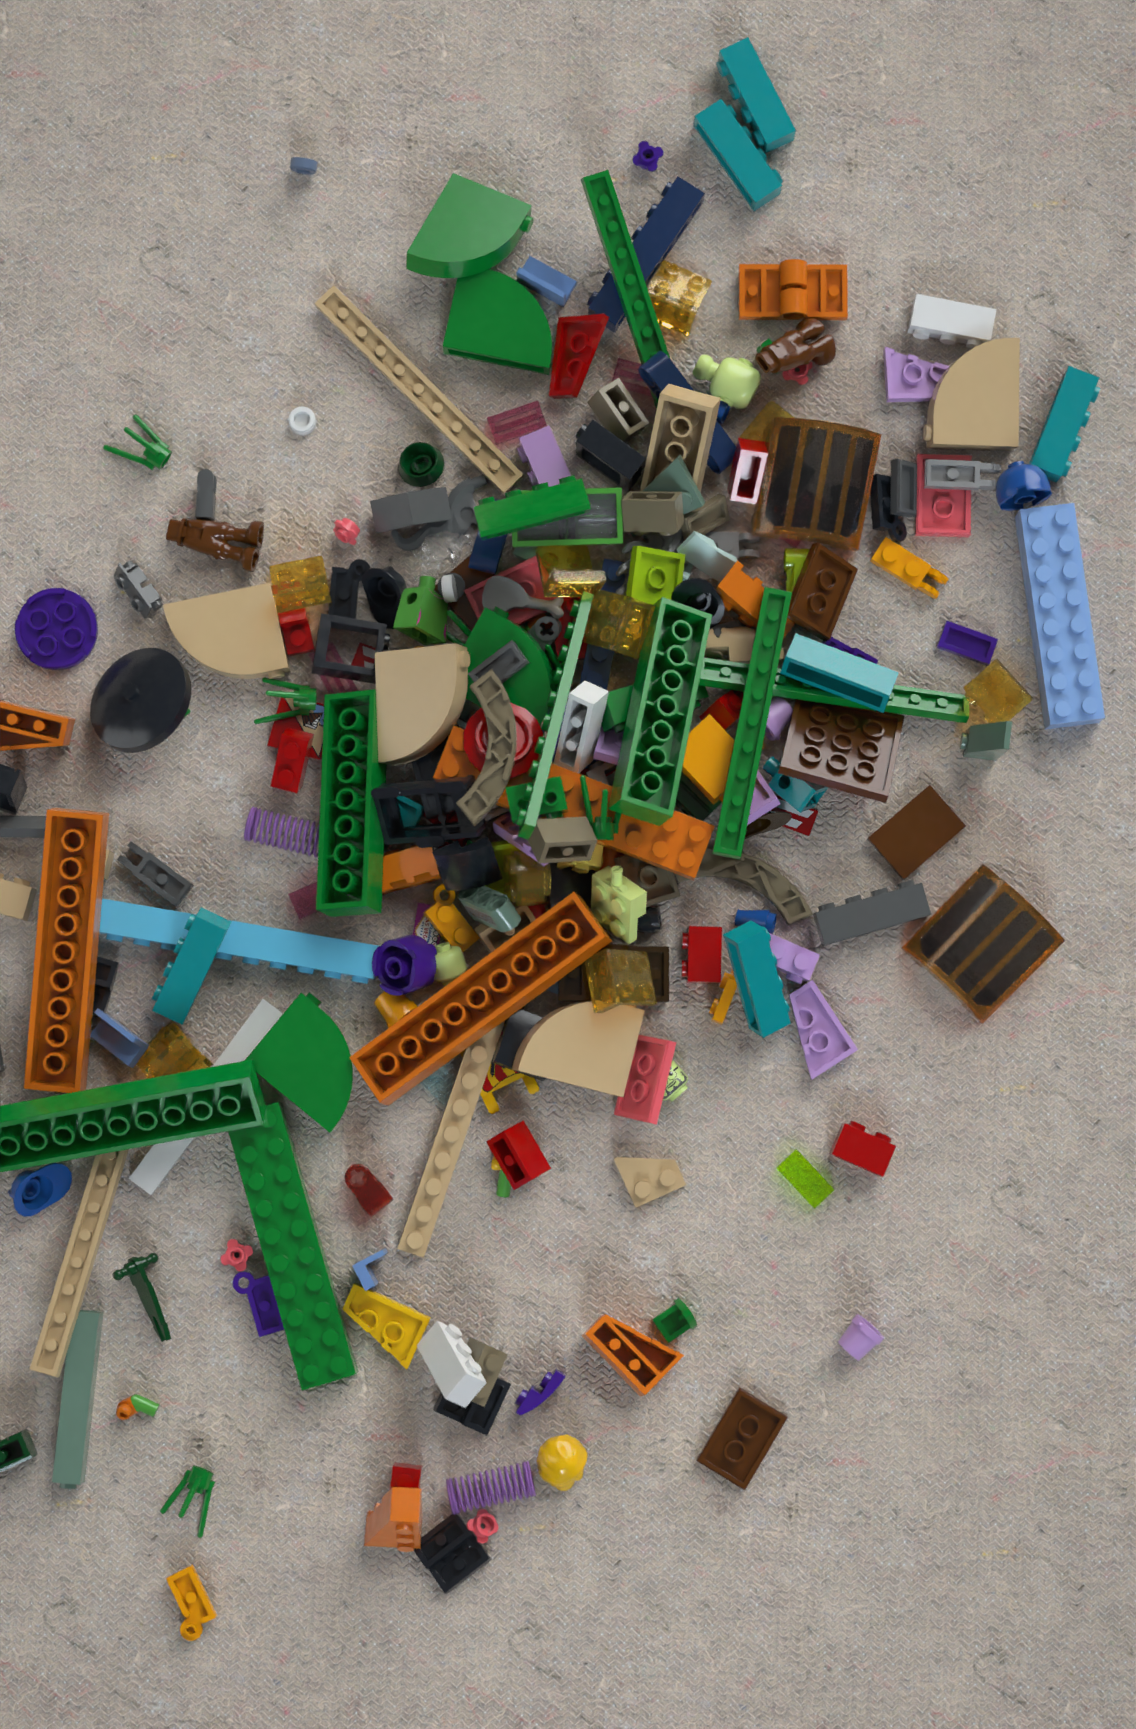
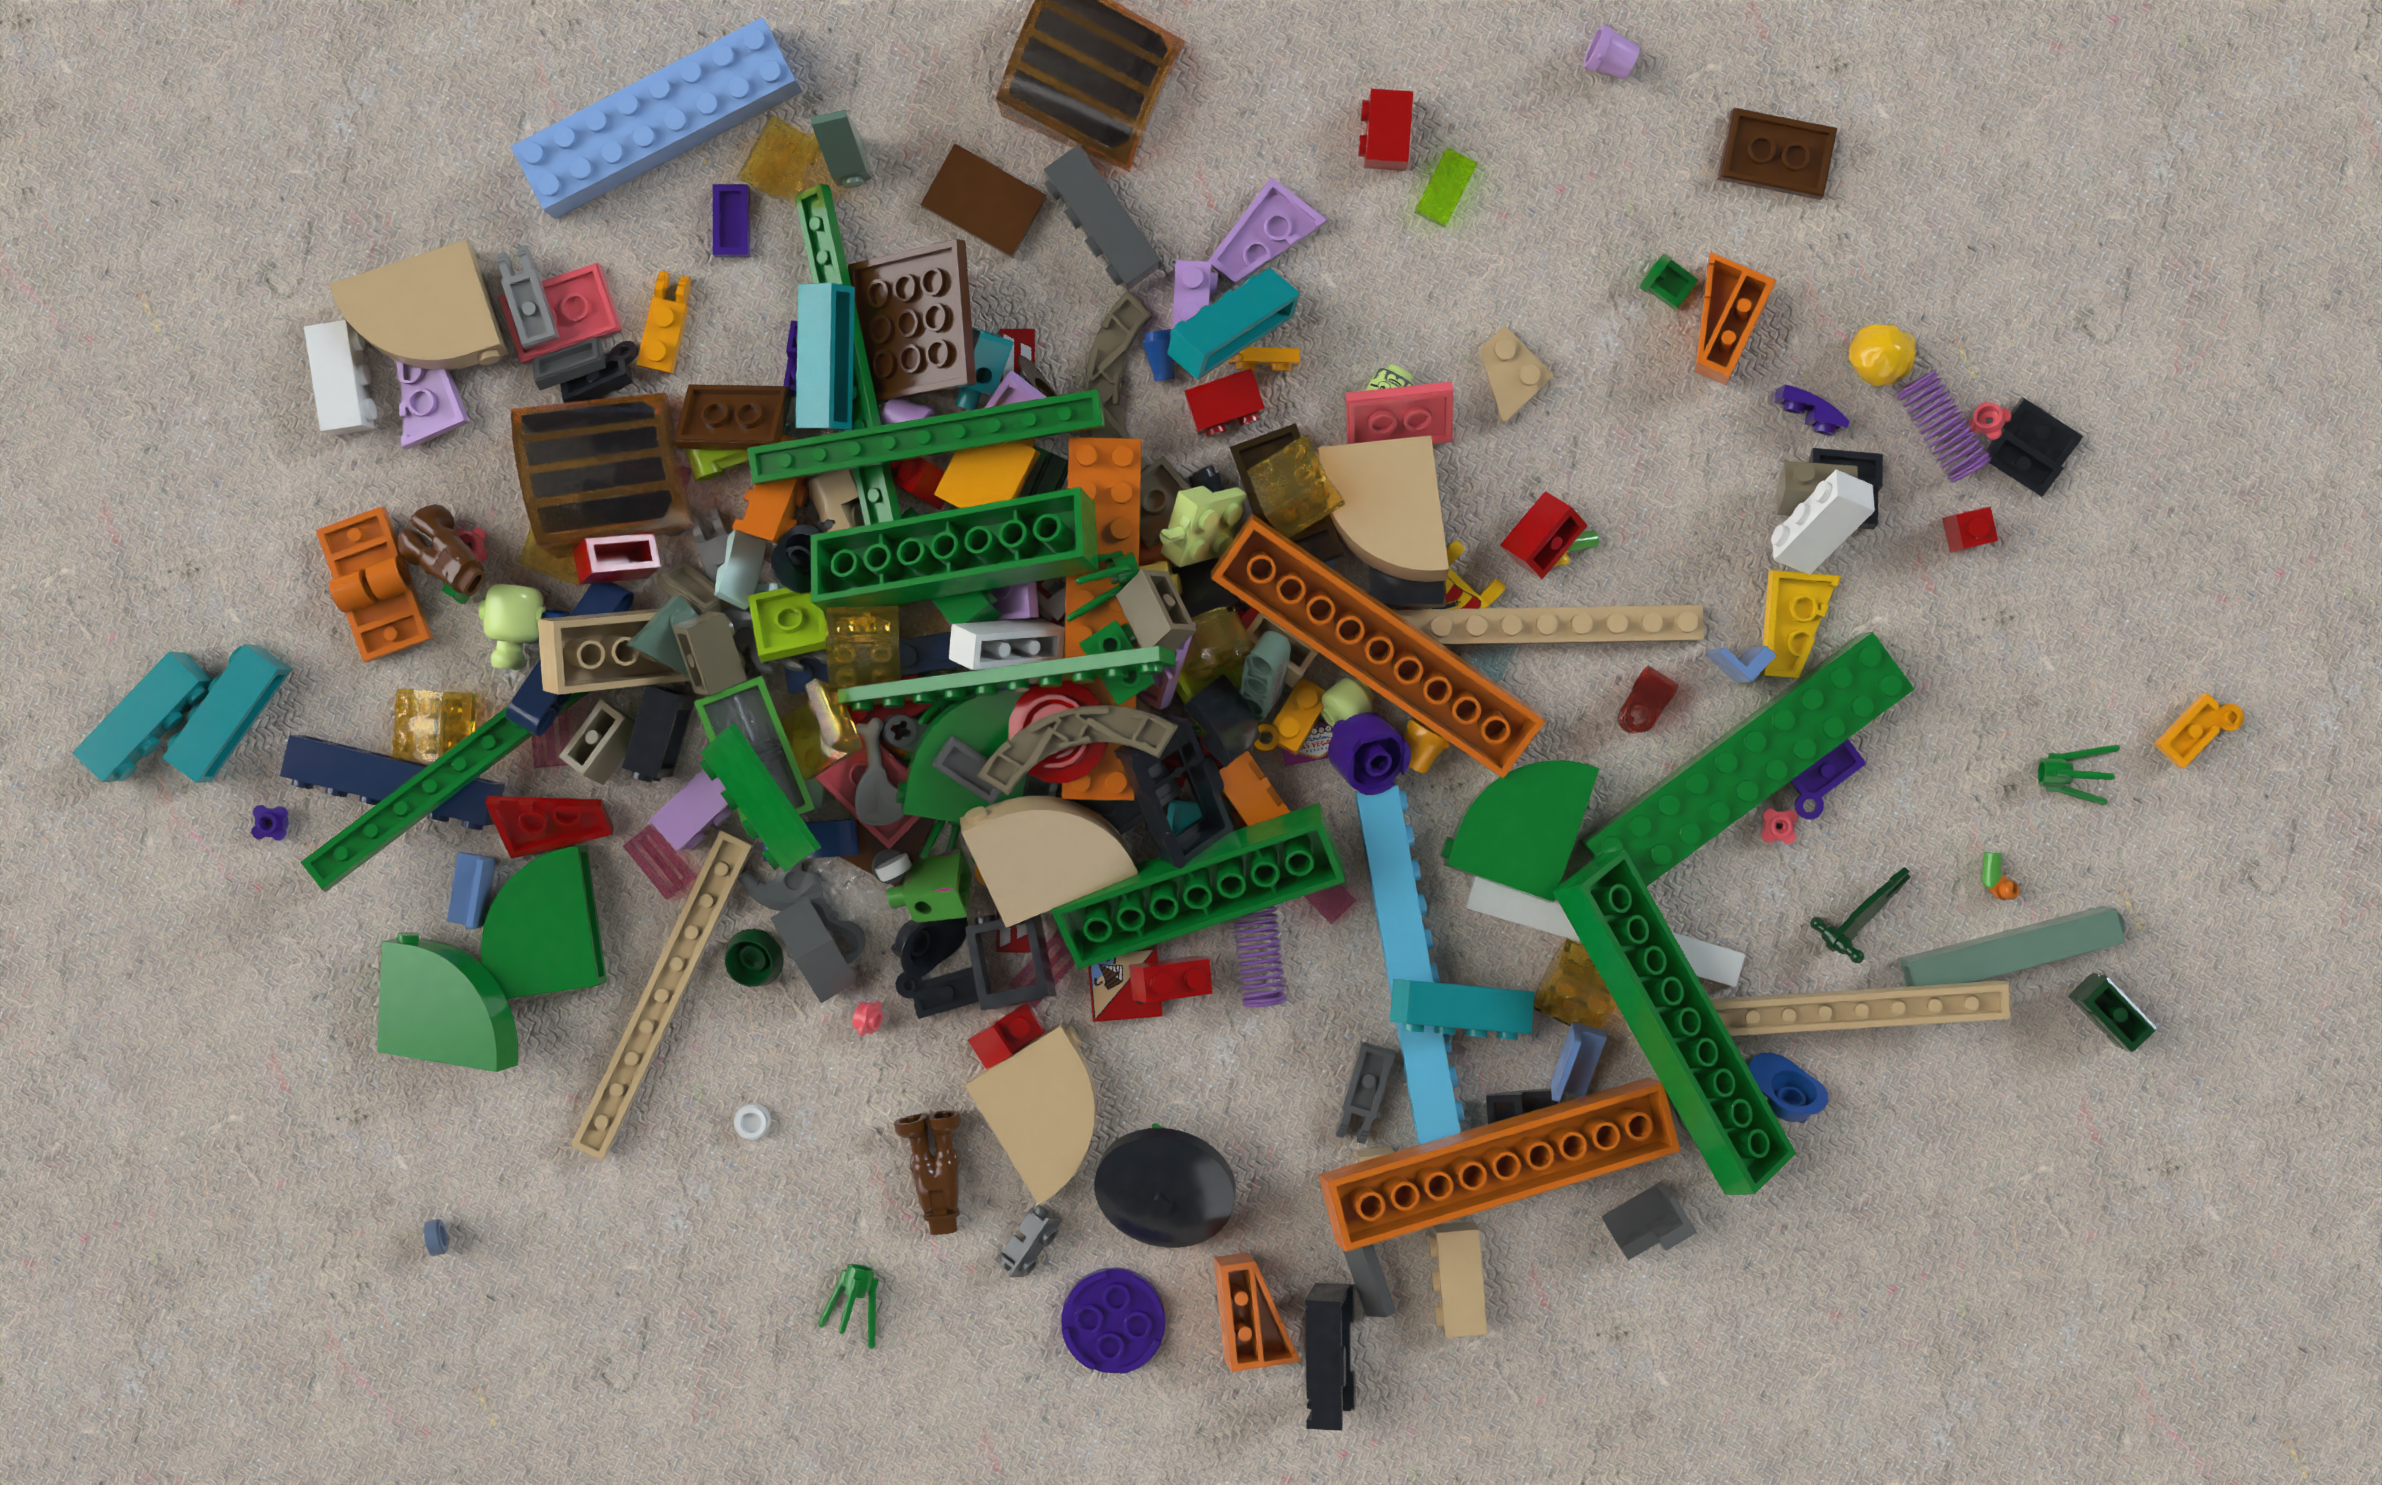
camera: 110 degrees left, 5 degrees up
(206, 495) = (886, 1203): dark grey bar -> none
(299, 584) = (953, 1050): clear yellow bracket -> none
(303, 697) = (1091, 993): green plant -> none
(396, 1520) = (2027, 522): orange wedge -> none
(1021, 485) = (512, 219): blue cylinder -> none
(1064, 422) = (418, 196): teal brick -> none

